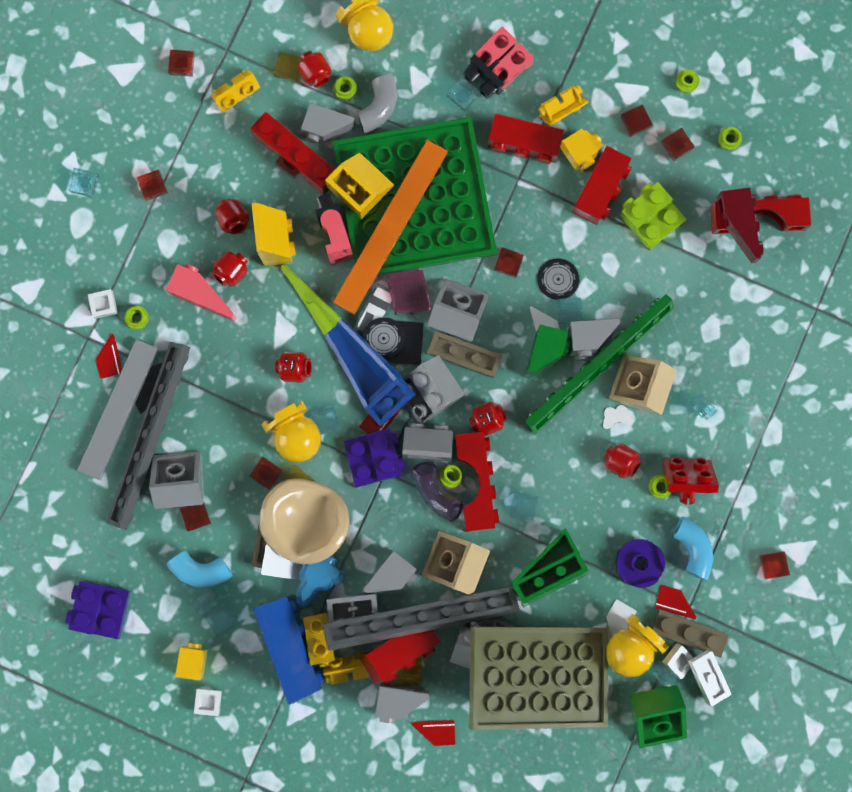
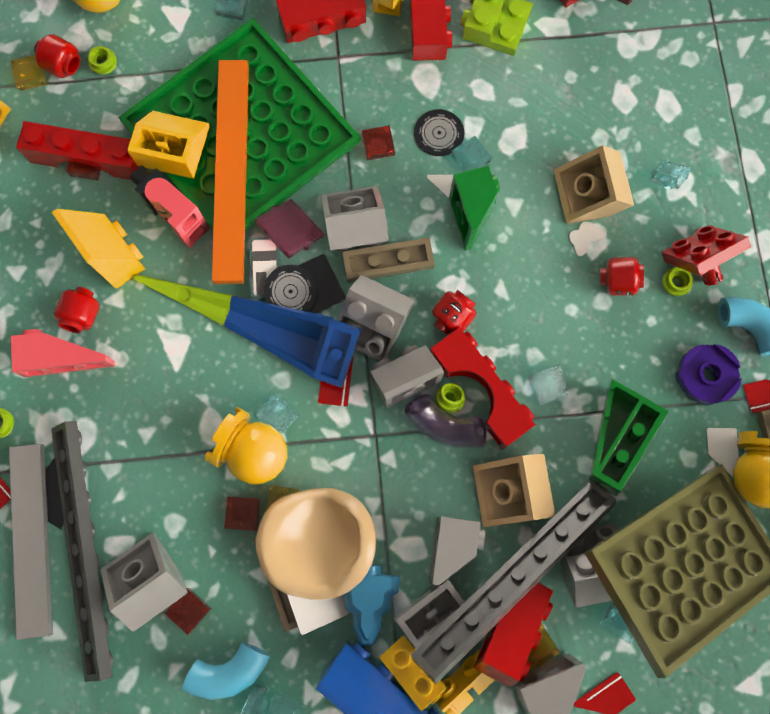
camera: 30 degrees left, 5 degrees down
(232, 216) = (48, 253): red head -> none
(293, 367) = (207, 377): red head -> none
(325, 124) = (101, 104): light grey slope -> none
(374, 457) = (355, 426): dark purple plate -> none
(382, 105) = (152, 55): light grey cylinder -> none
(588, 336) = (512, 163): light grey slope -> none
(593, 369) = (532, 201): green plate -> none

